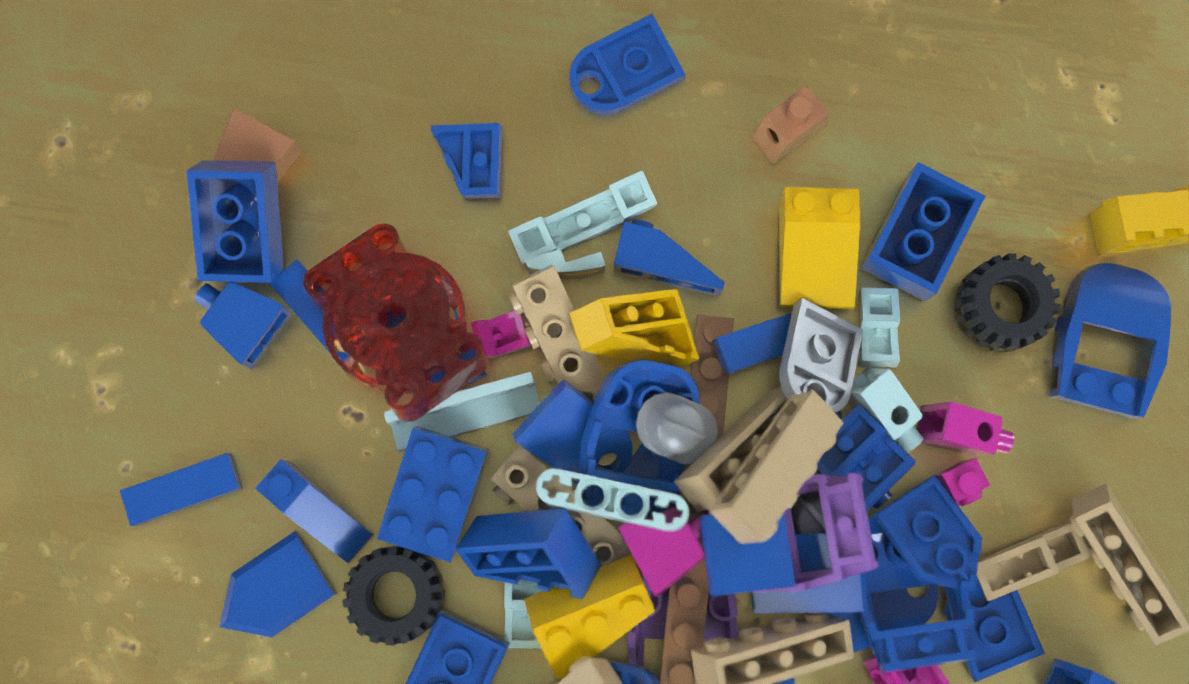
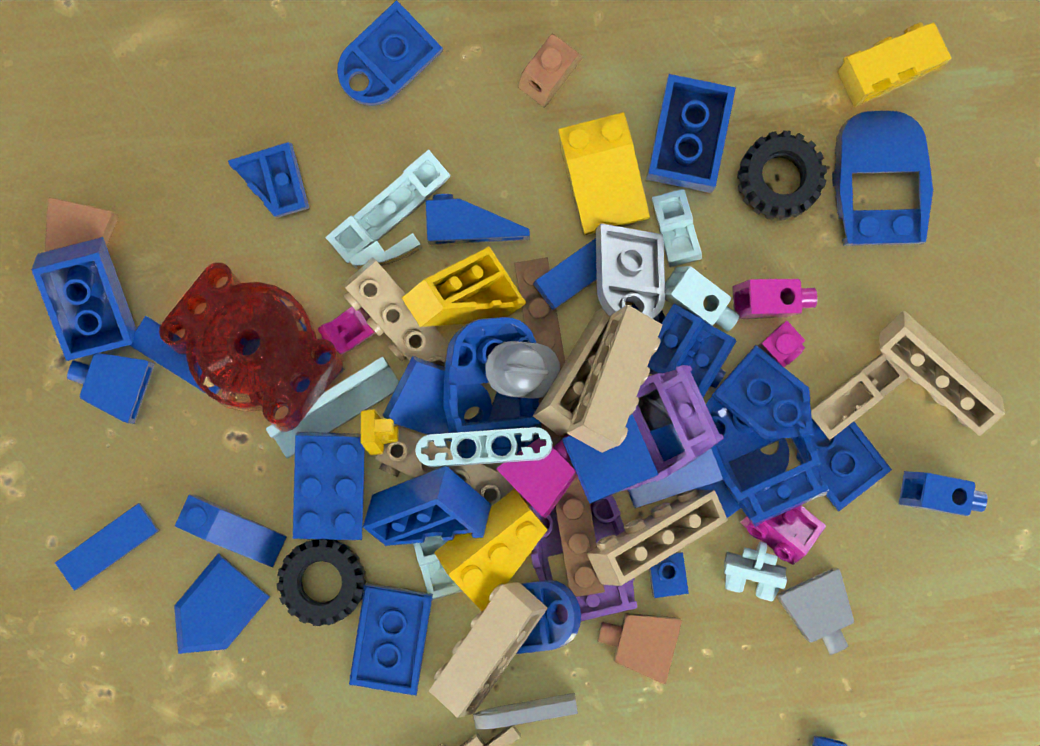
camera: 15 degrees left, 5 degrees up
(500, 450) = (376, 432): none -> yellow tile

